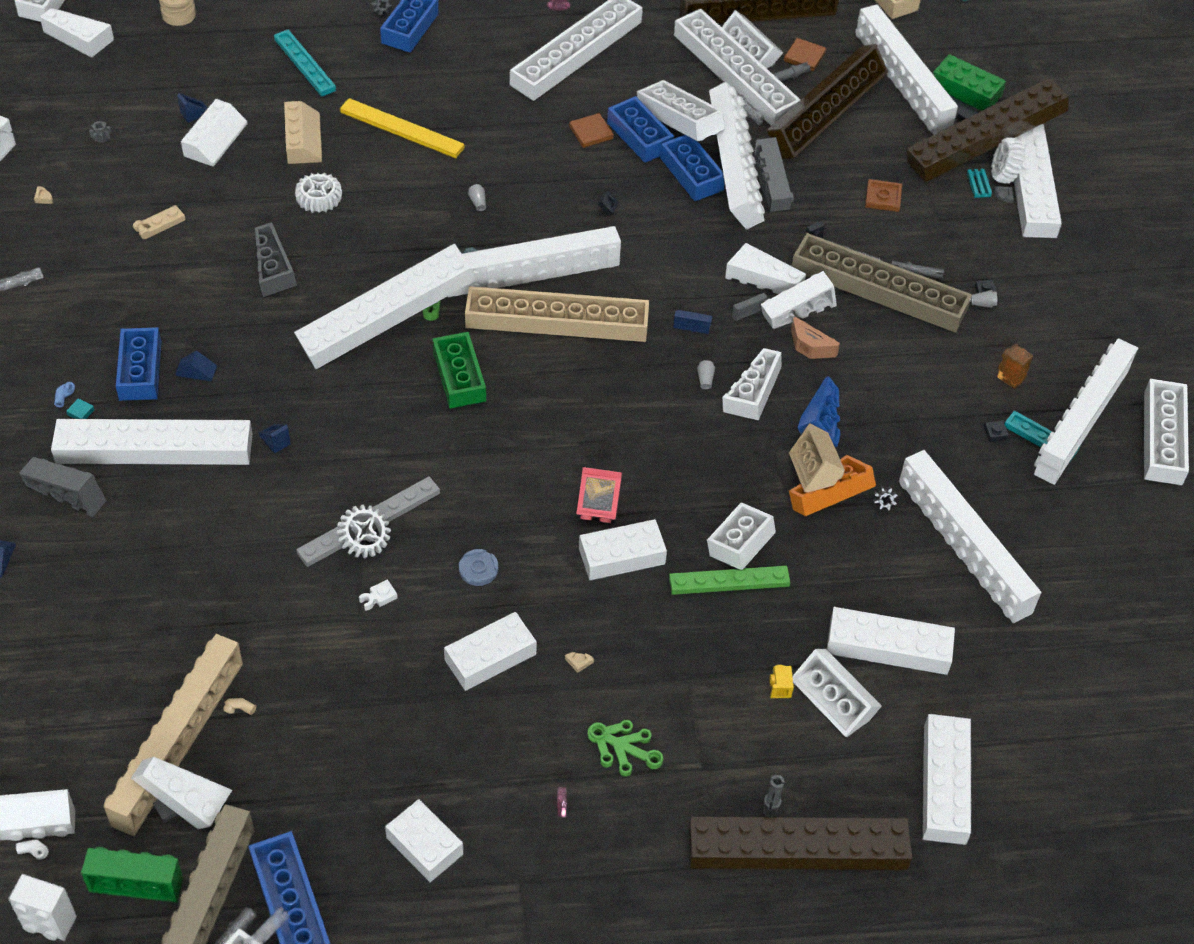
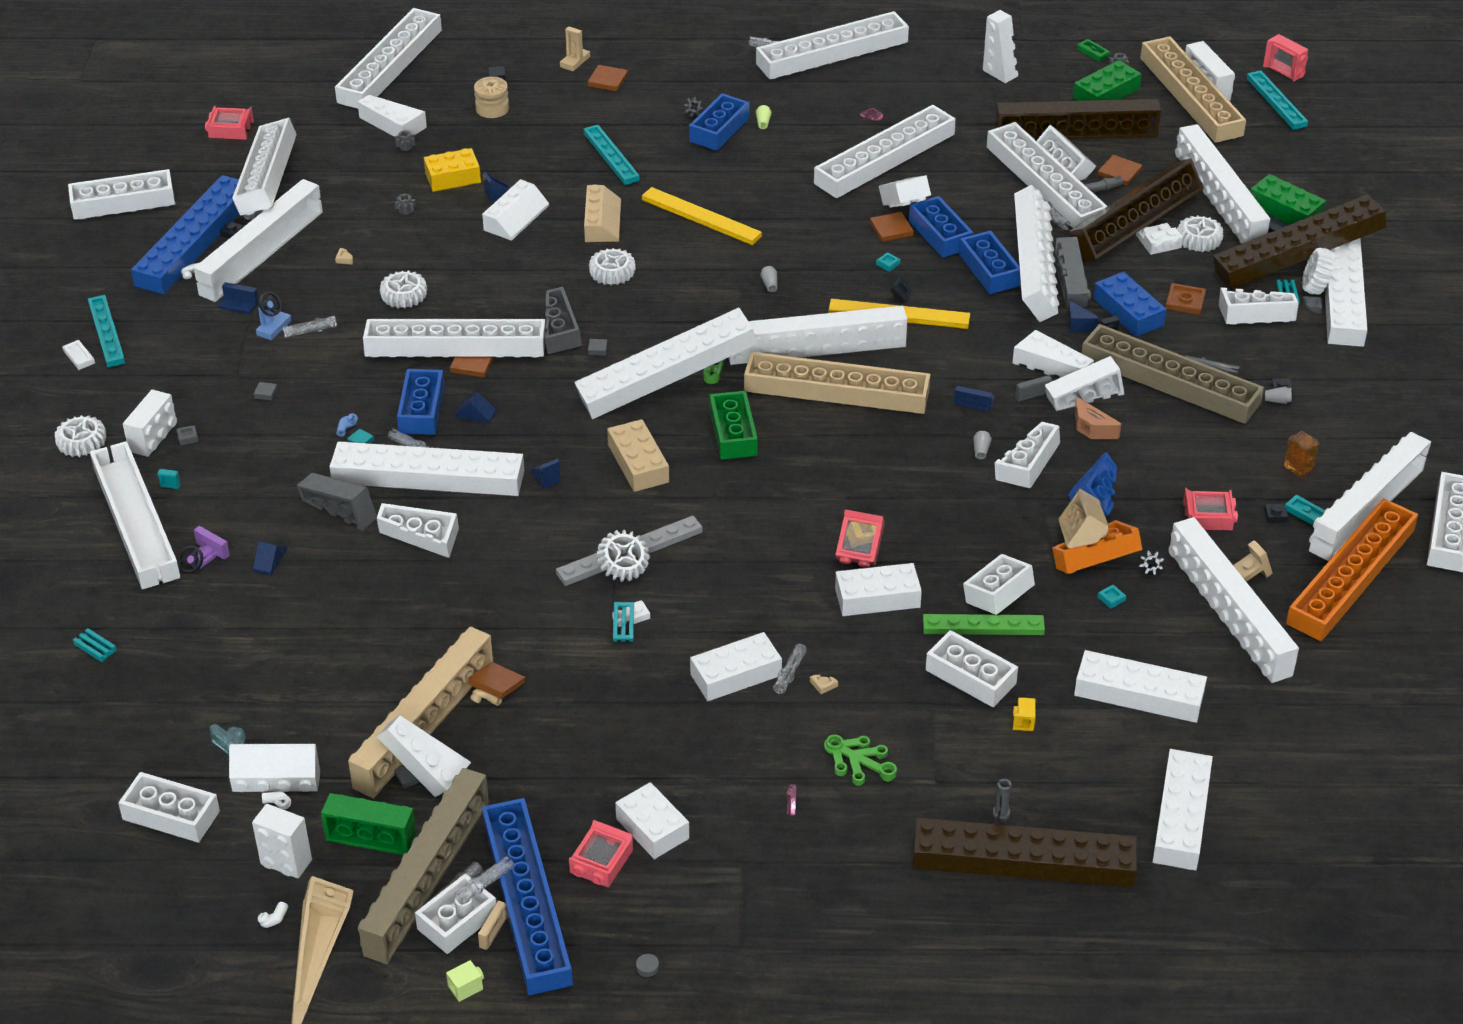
camera: 10 degrees right, 10 degrees down
(93, 57) = (405, 140): none -> dark grey gear
(108, 231) = (403, 289): none -> white gear
(130, 410) = (404, 439): none -> clear pin
(145, 89) = (452, 169): none -> yellow brick
(152, 512) = (419, 527): none -> white wedge
(159, 222) = (453, 284): tan plate -> none
(165, 286) = (454, 337): none -> white brick
(187, 310) = (471, 365): none -> dark orange tile
(248, 687) = (496, 680): none -> dark orange tile
(312, 285) = (597, 347): none -> dark grey tile
(367, 411) = (638, 455): none -> tan brick
(373, 624) = (623, 636): none -> teal tile
(376, 885) = (601, 854): none -> coral window
(452, 11) = (763, 116): none -> yellowish green cone
(478, 567) = (733, 597): sand blue tile -> none
(542, 655) = (782, 682): none -> clear pin
(592, 170) = (888, 262): none -> teal tile
(602, 92) = (905, 191): none -> white brick
(625, 229) = (913, 314): none -> yellow tile
(682, 110) = (984, 209): white brick -> none
(724, 635) = (971, 668): none -> white brick
(786, 225) = (1081, 319): none -> dark blue slope
(832, 205) = (1130, 303): none -> blue brick
(835, 692) = (1078, 726): white slope -> none
(850, 537) = (1111, 596): none -> teal tile
(852, 129) = (1160, 238): none -> white plate
(889, 122) = (1200, 233): none -> white gear
(934, 433) = (1211, 509): none -> coral window
(953, 202) = (1257, 306): none -> white wedge
(983, 493) = (1254, 563): none -> tan bracket
(1076, 493) = (1351, 569): none -> orange brick

